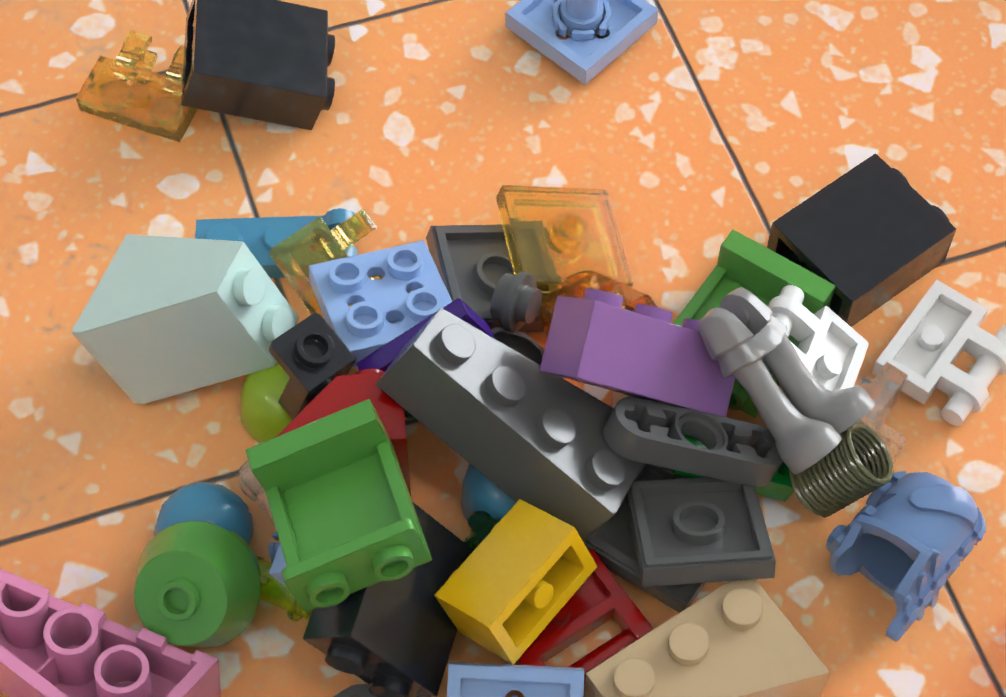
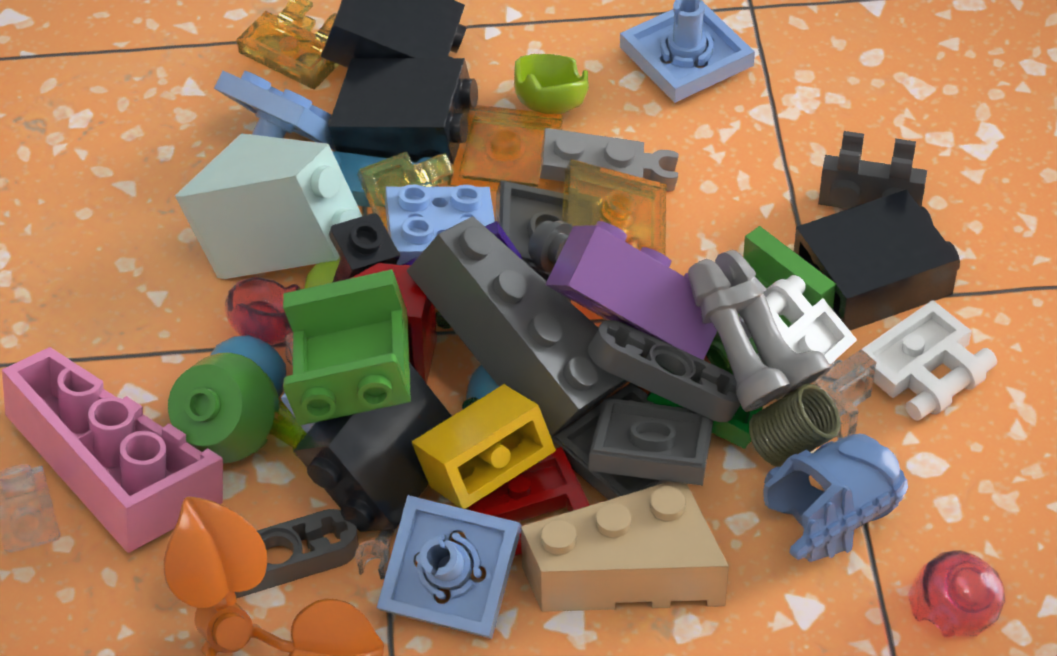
camera: 15 degrees right, 10 degrees down
(152, 188) = (276, 110): none -> light blue plate
(206, 441) = (257, 309): none -> clear pink hair
(294, 153) = (403, 107): none -> black brick
(417, 177) = (503, 147): none -> clear yellow plate
(446, 89) = (549, 83): none -> lime hair
(541, 165) = (606, 152): none -> light grey plate
(828, 151) = (853, 181): none -> dark grey plate

